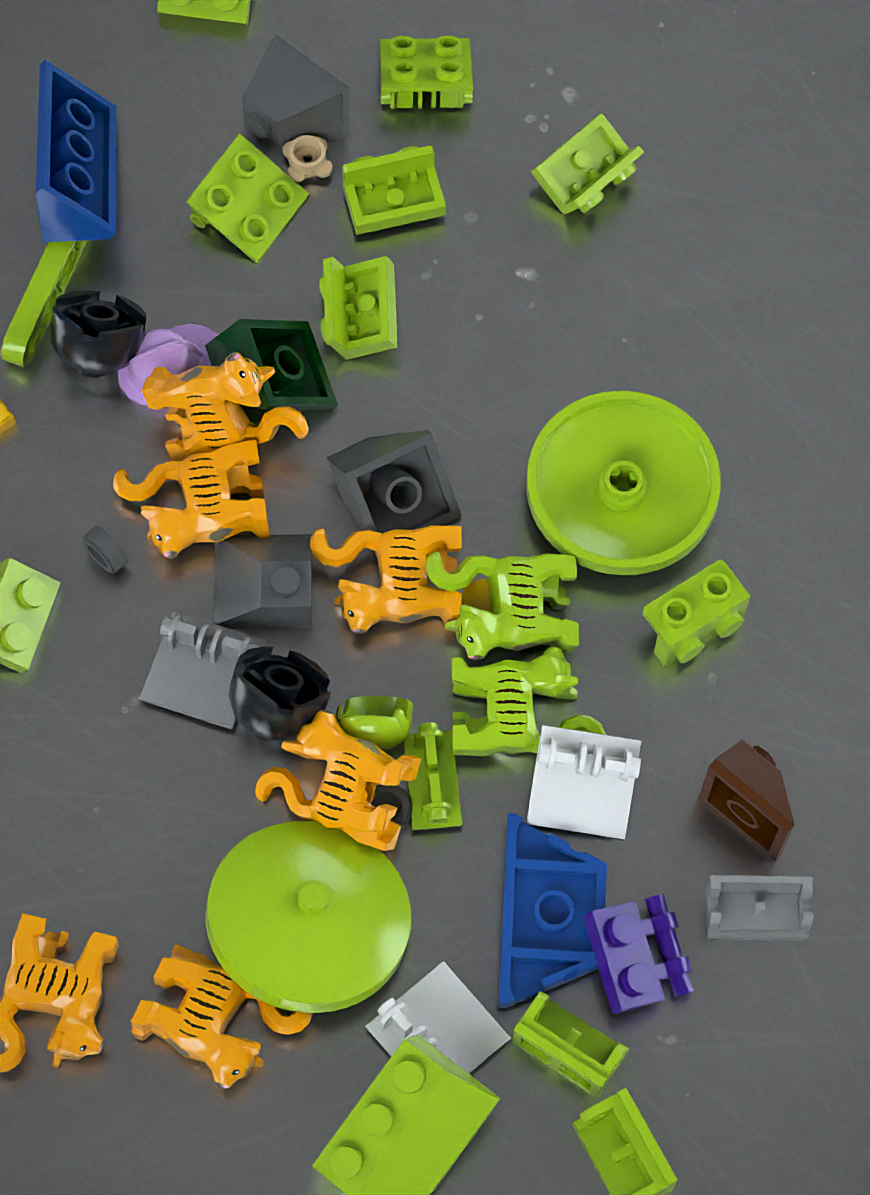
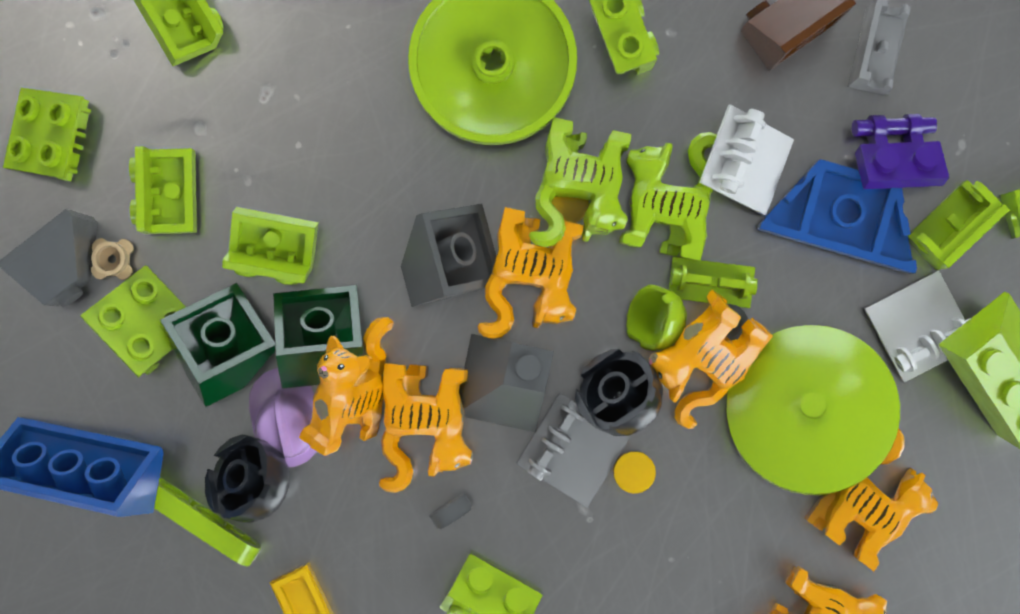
camera: 70 degrees left, 20 degrees up
(191, 741) = (634, 472): none -> yellow tile
(239, 273) = (219, 343): none -> dark green slope

